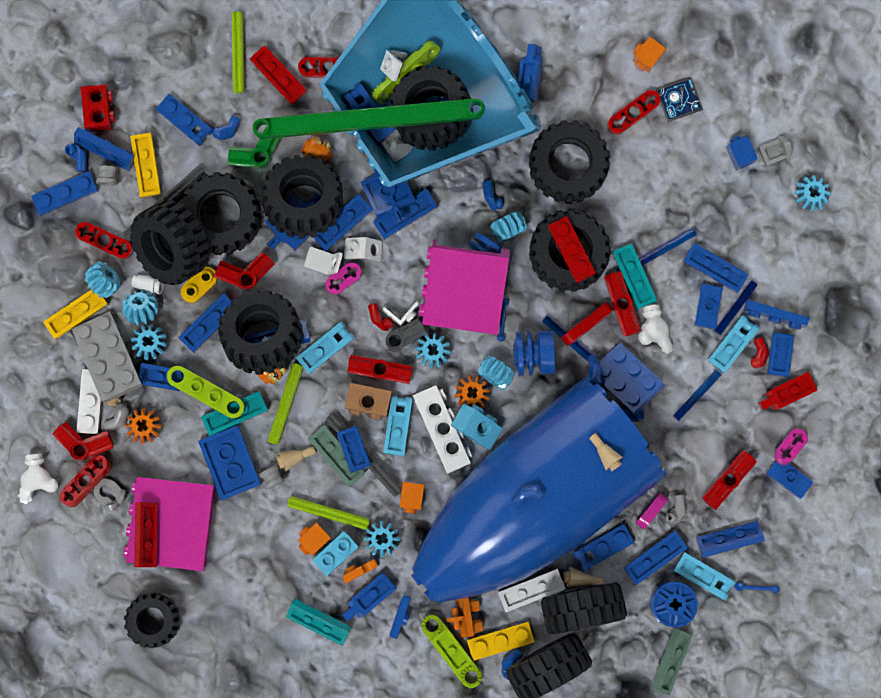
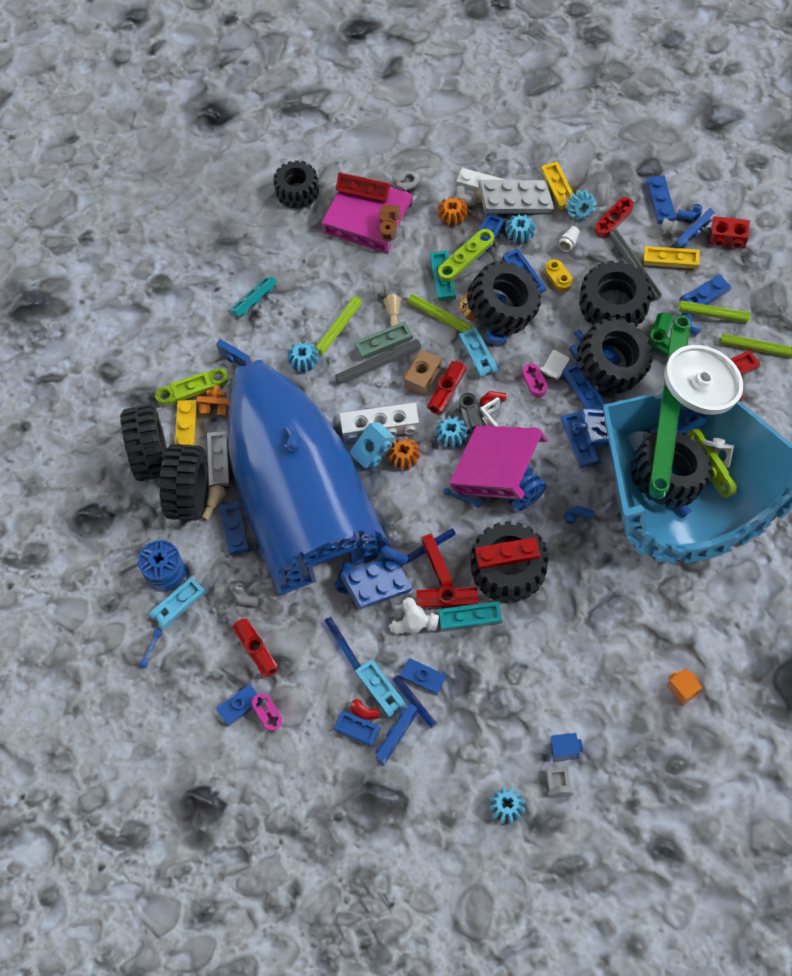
camera: 110 degrees right, 20 degrees down
(35, 478) = (434, 134): white animal -> none
(71, 441) = (448, 165): red piece -> none
(76, 481) = (428, 175): red beam -> none
(140, 307) = (550, 226): medium azure gear -> none
(170, 242) = (598, 246): black tyre -> none
(197, 486) = (388, 216): none -> dark orange leg
(209, 105) = (713, 311): none -> lime axle
(229, 463) = (403, 263): blue plate -> none
(255, 270) = (559, 314): red piece -> none
(313, 539) = (320, 308): orange brick -> none
(317, 148) = (652, 382): orange head -> none
(333, 89) = (703, 379): none -> white dish
(335, 553) = (302, 319): medium azure brick -> none
(353, 449) = (384, 348): blue plate -> none
(354, 572) = (282, 331): orange plate -> none
(360, 248) = (556, 395): white bracket -> none
(369, 597) = (258, 338): blue hinge -> none
(397, 426) = (393, 390): medium azure plate -> none
(411, 497) = (329, 384): orange brick -> none
(496, 372) = (415, 474): medium azure gear -> none
(508, 226) = (545, 516): medium azure gear -> none
(509, 660) = (168, 431): blue arm -> none
(530, 71) = (689, 575): blue hinge -> none
(534, 353) = (423, 507): blue wheel -> none
(577, 135) = (600, 559): black tyre -> none
(608, 456) = (300, 512): tan cone -> none
(618, 117) = (641, 671): red beam -> none
(652, 510) = (251, 573): dark pink beam -> none
(655, 557) = (209, 566): blue plate -> none
(667, 246) = (490, 655): clear blue bar -> none
(671, 661) = (114, 554): sand green plate -> none
(679, 99) = (633, 707): sticker -> none
(715, 268) = (457, 691): blue plate -> none
(730, 539) = (201, 633): blue plate -> none
(789, 392) = (318, 726): red hinge -> none

